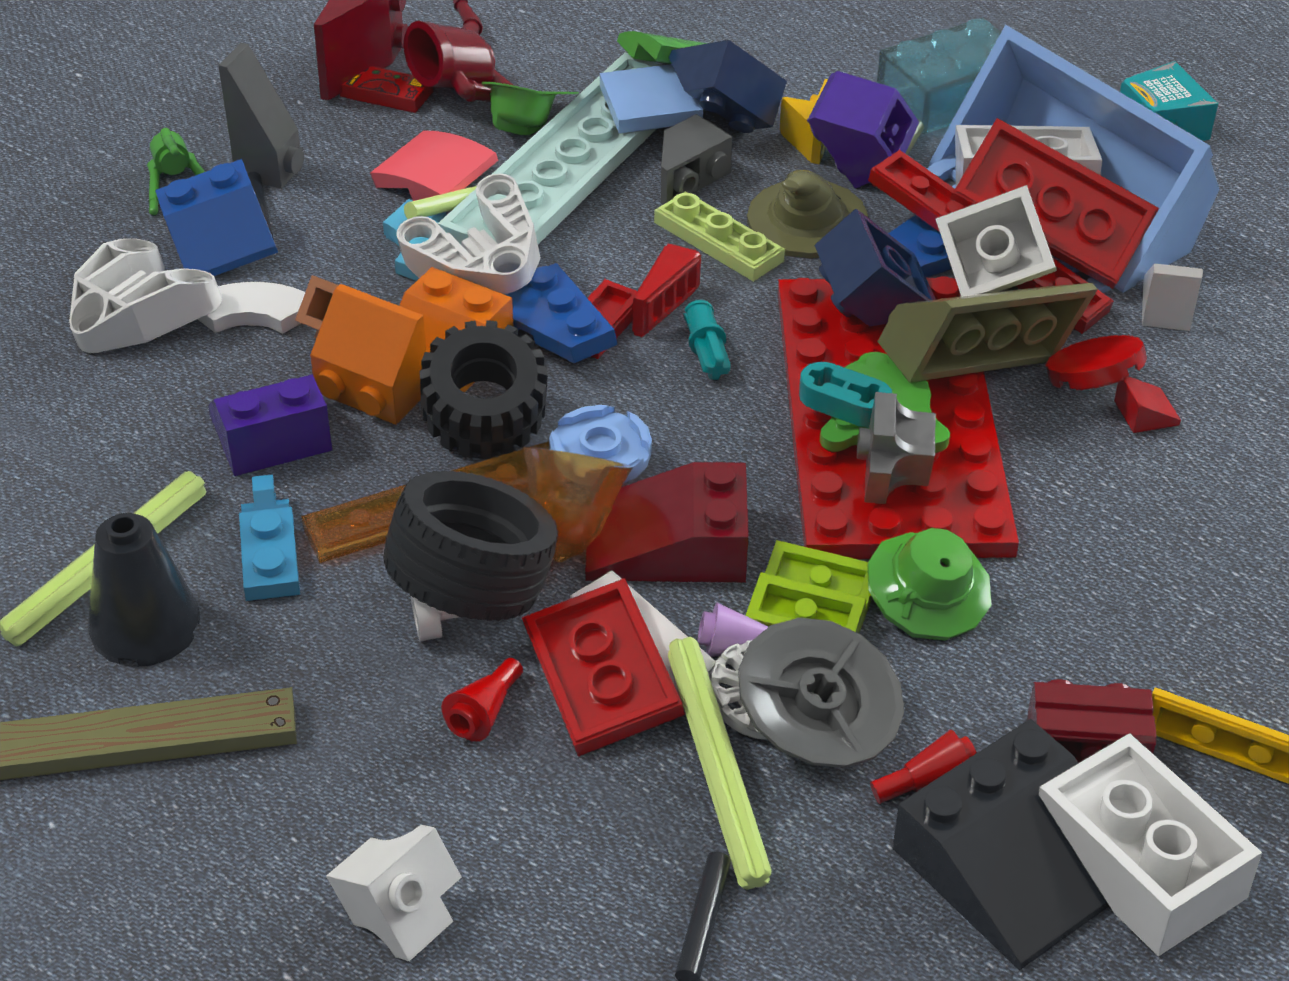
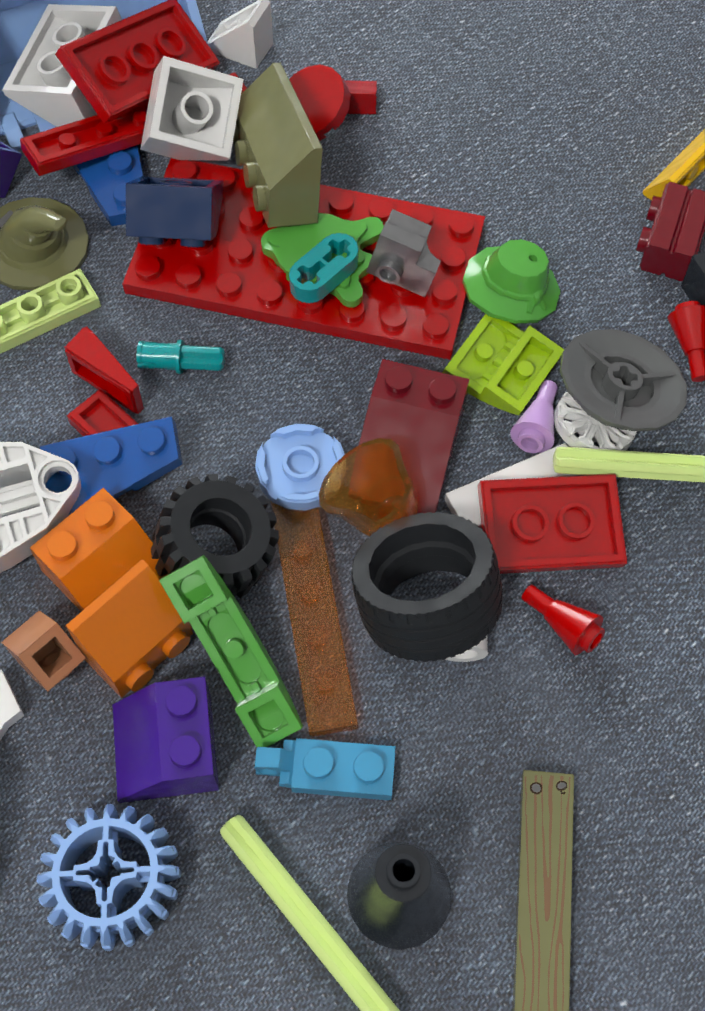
camera: 75 degrees left, 20 degrees up
(128, 408) = (87, 875): none -> light blue gear
(373, 430) = (234, 650): none -> bright green slope

